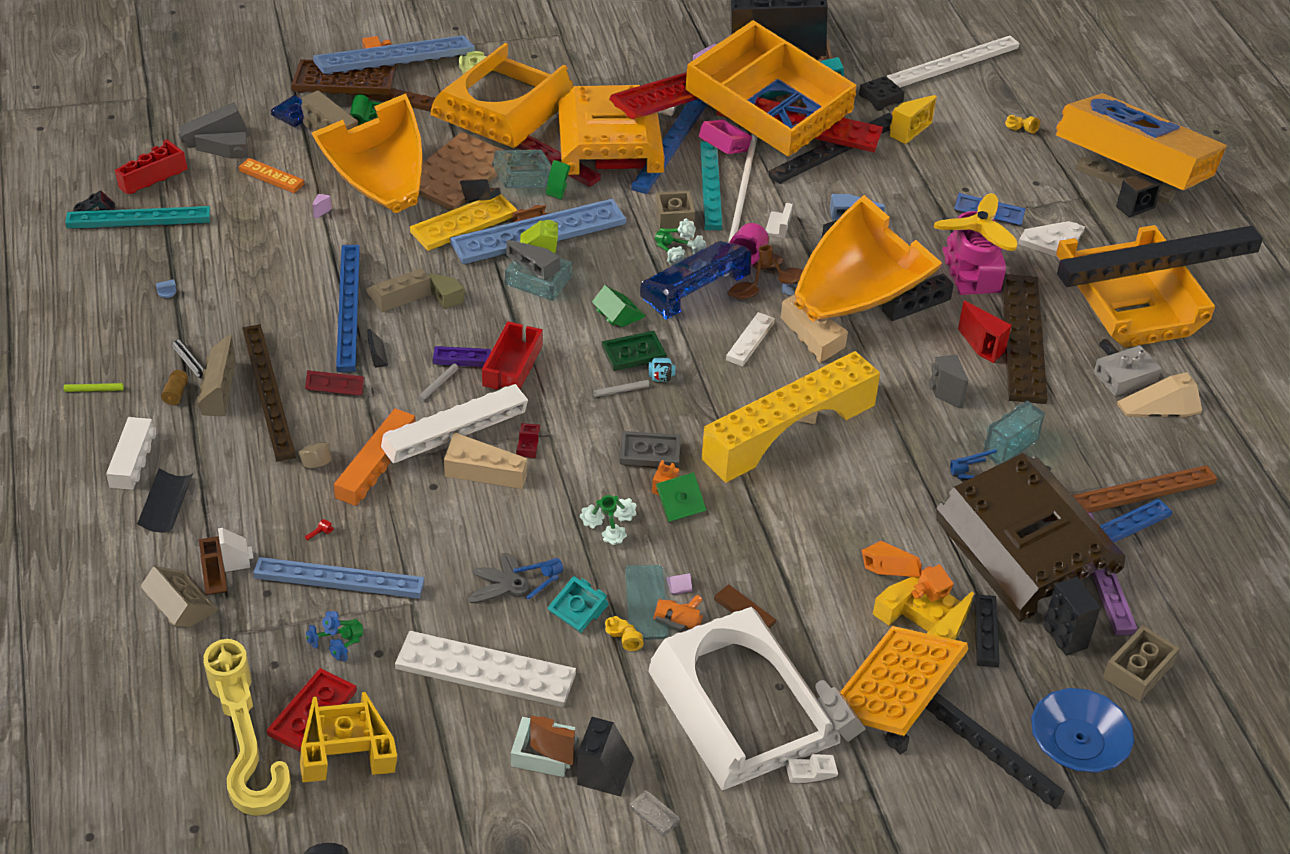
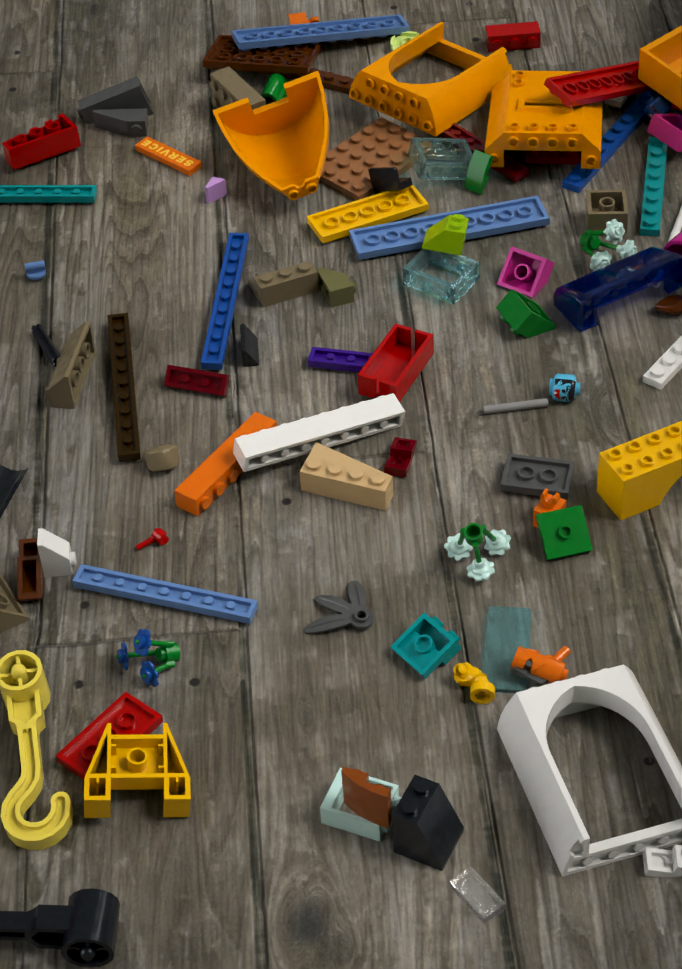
camera: 15 degrees right, 0 degrees up
(175, 387) = (25, 375): pearl gold piece -> none
(289, 111) = (198, 89): clear blue plate -> none
(437, 383) = (310, 387): light grey bar -> none
(486, 668) = (312, 709): white plate -> none
(533, 258) = (436, 256): dark grey slope -> none
(534, 211) = (441, 207): dark orange hinge -> none
(549, 568) = (400, 601): blue plant -> none
(567, 53) = (513, 36): none -> red brick
(612, 268) = (525, 272): none -> dark pink slope
(633, 350) = (535, 364): dark green plate -> none
(680, 584) = (548, 632): lavender slope -> none
(703, 114) = (656, 106): none -> blue head
(735, 601) = (610, 656): reddish brown tile -> none

